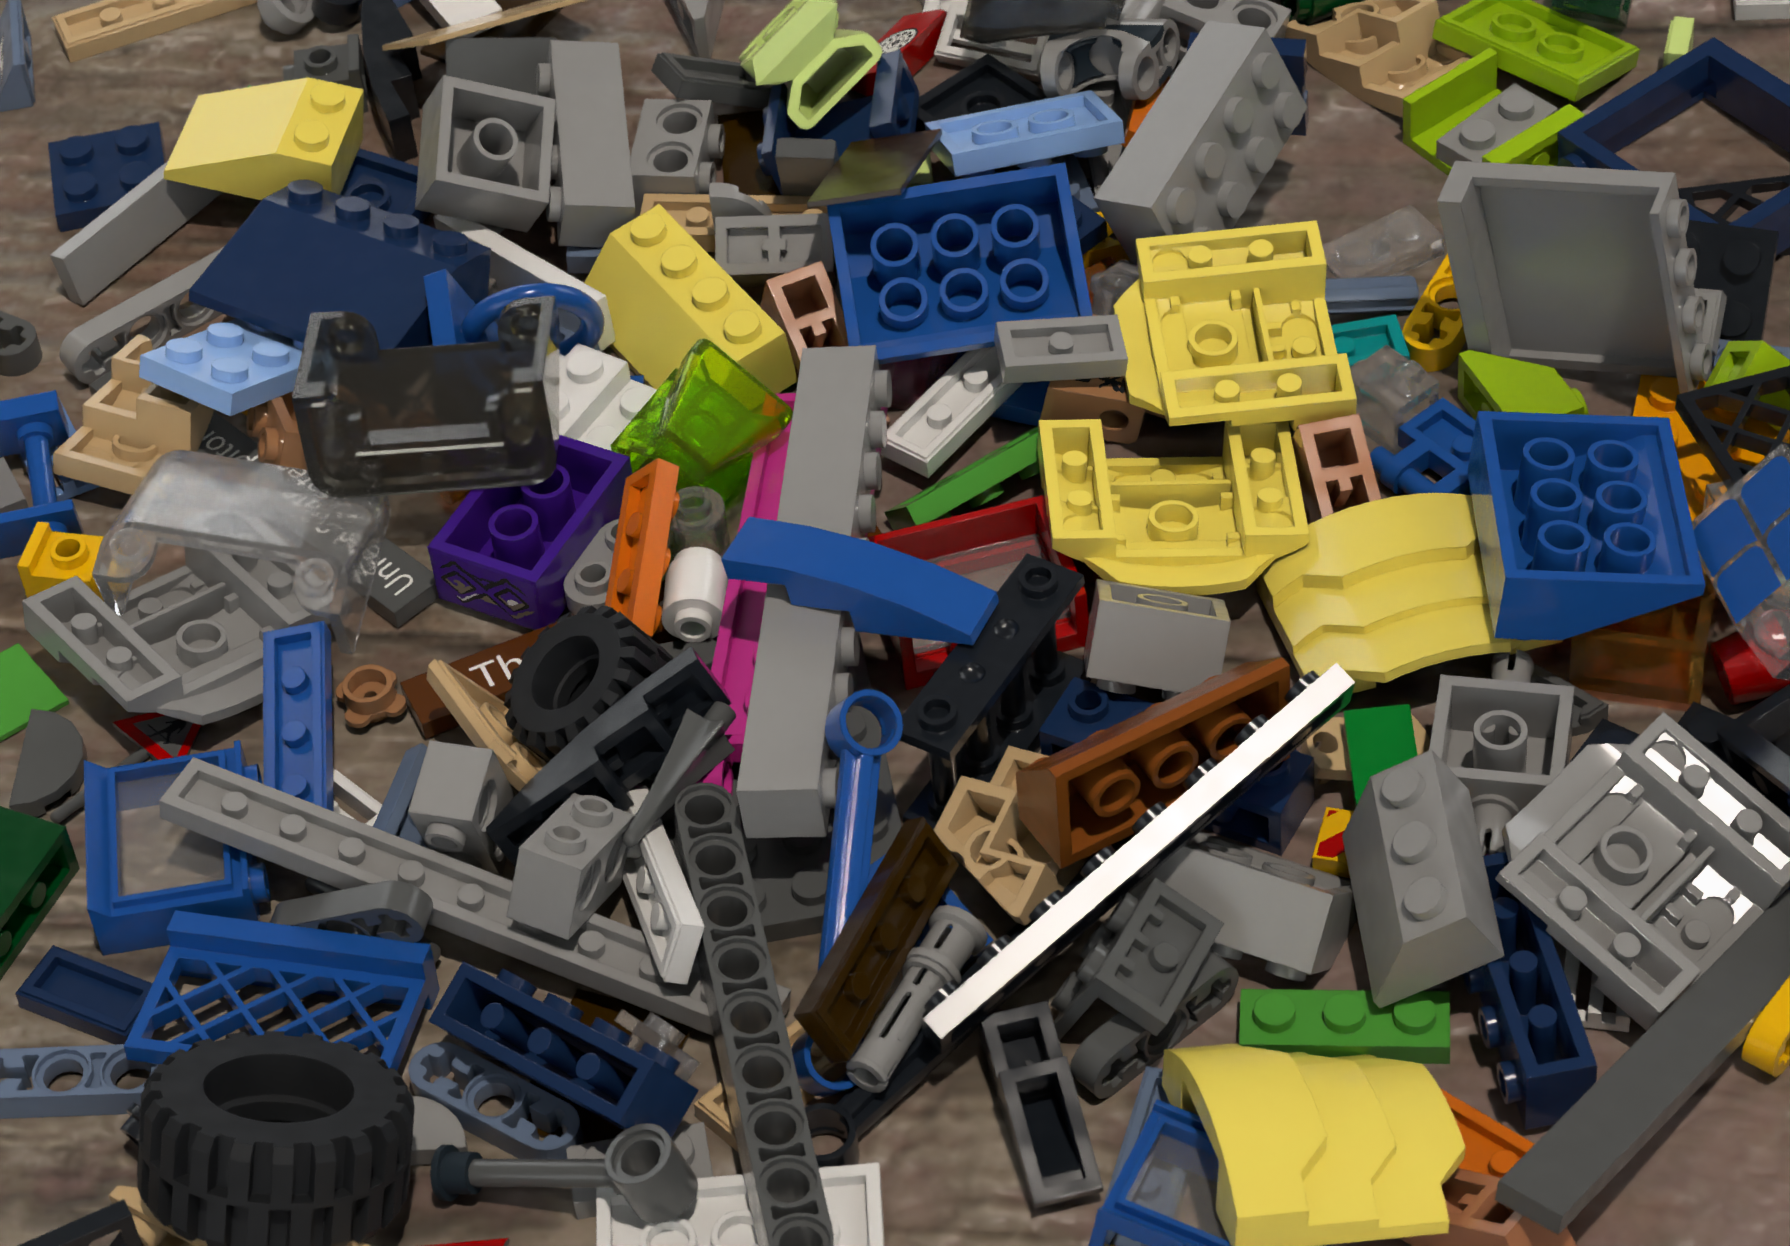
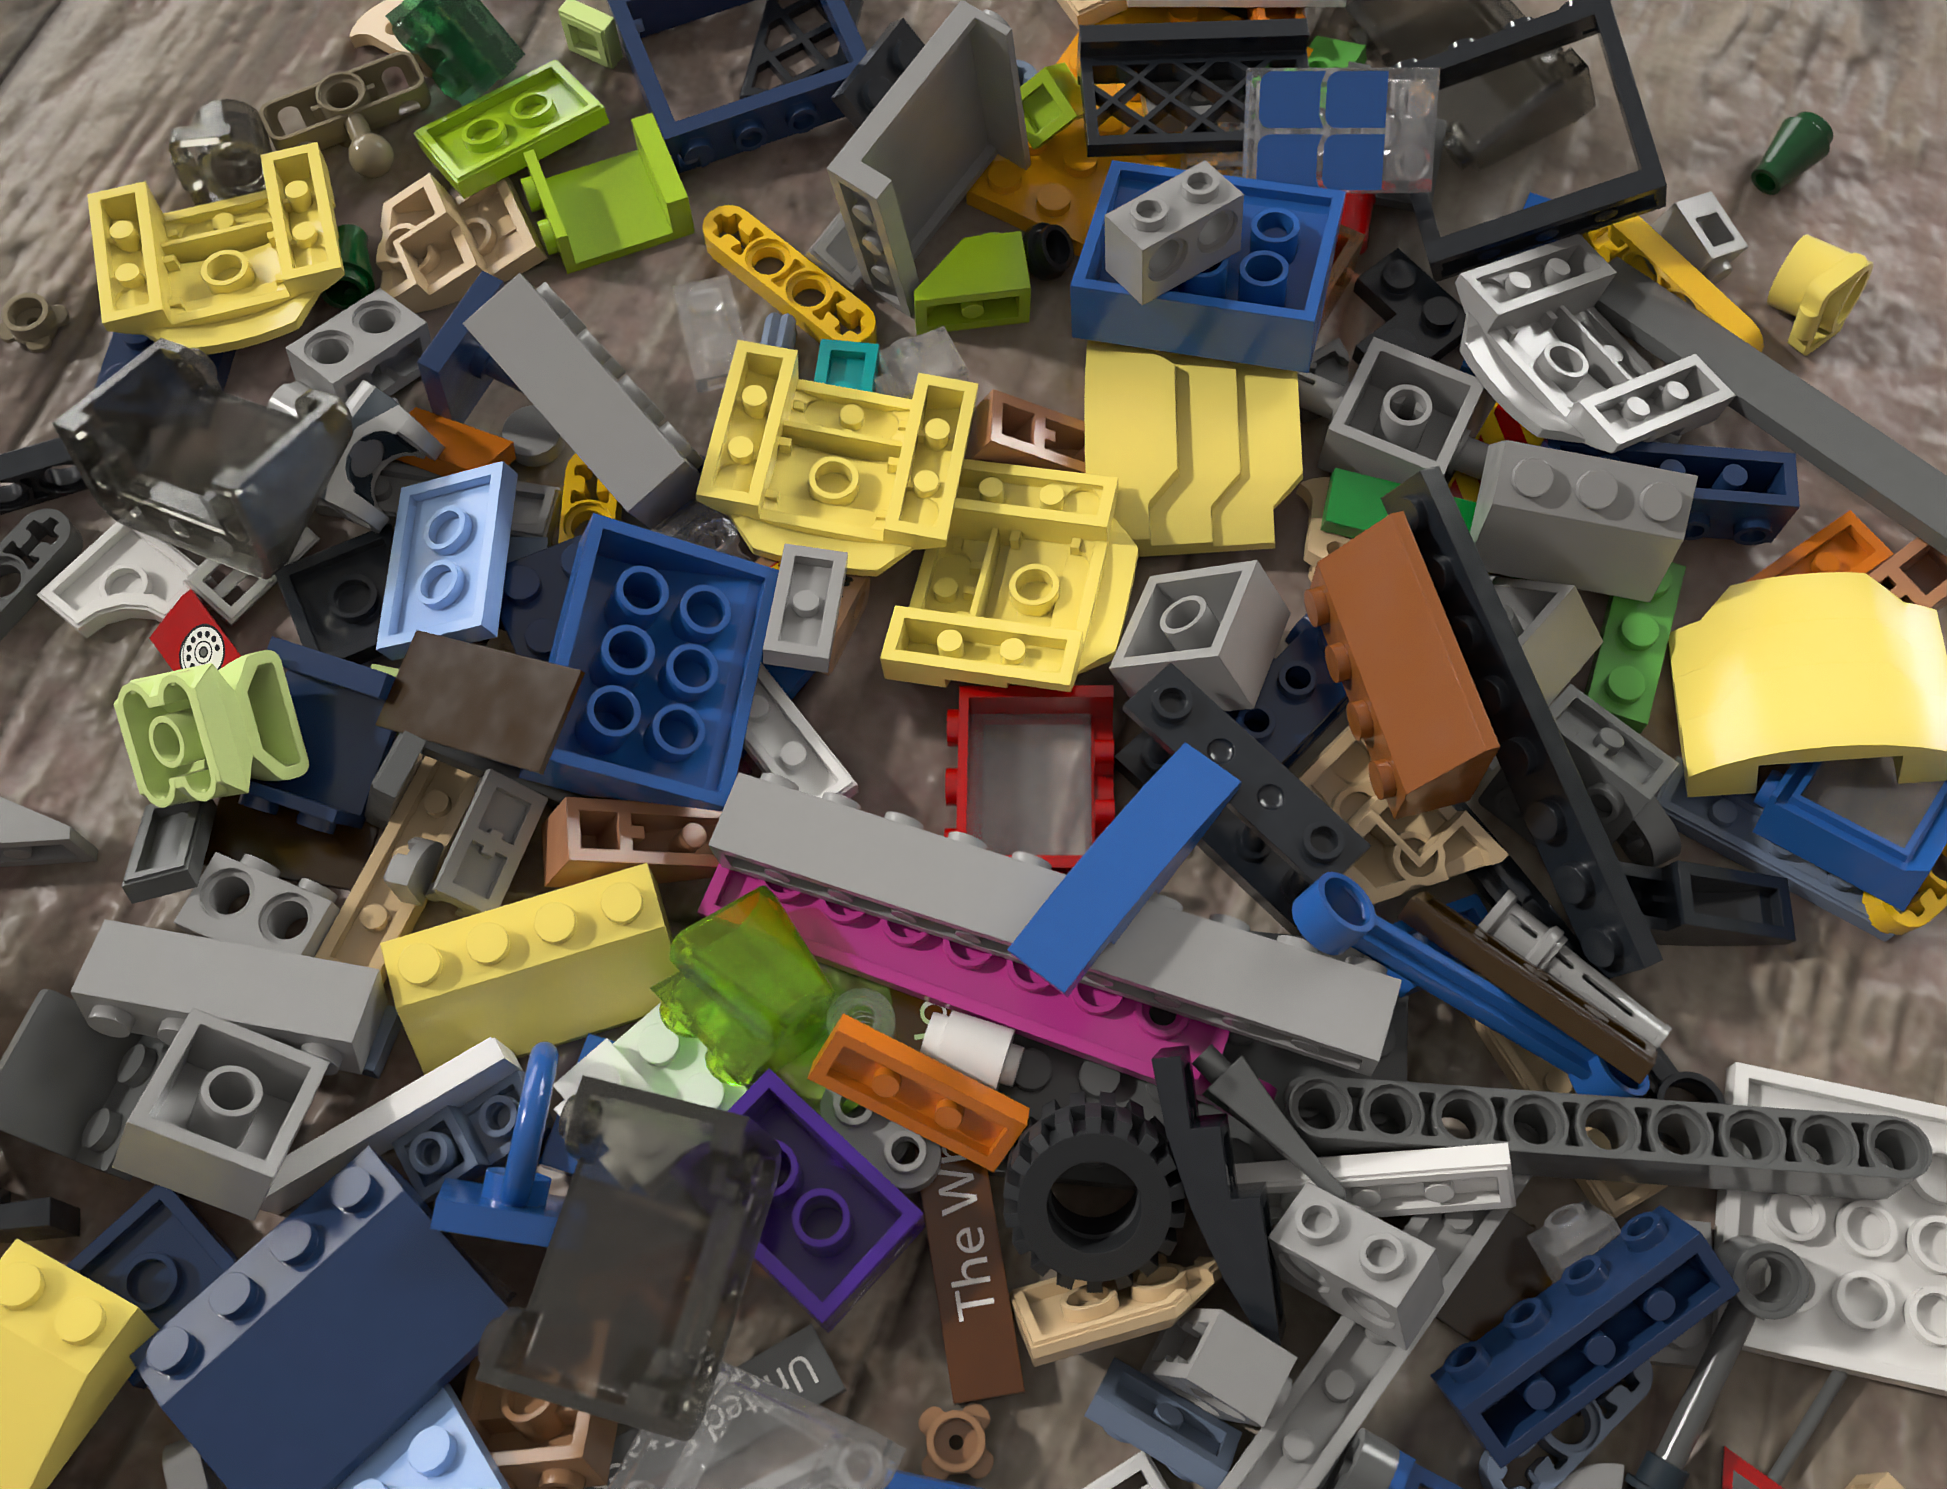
camera: 80 degrees left, 20 degrees up
(974, 483) = (881, 740): bright green plate -> none
(1434, 440) = (1019, 342): blue plate -> none
(1492, 125) = (612, 194): light grey plate -> none
(1551, 443) = (1173, 232): none -> light grey brick

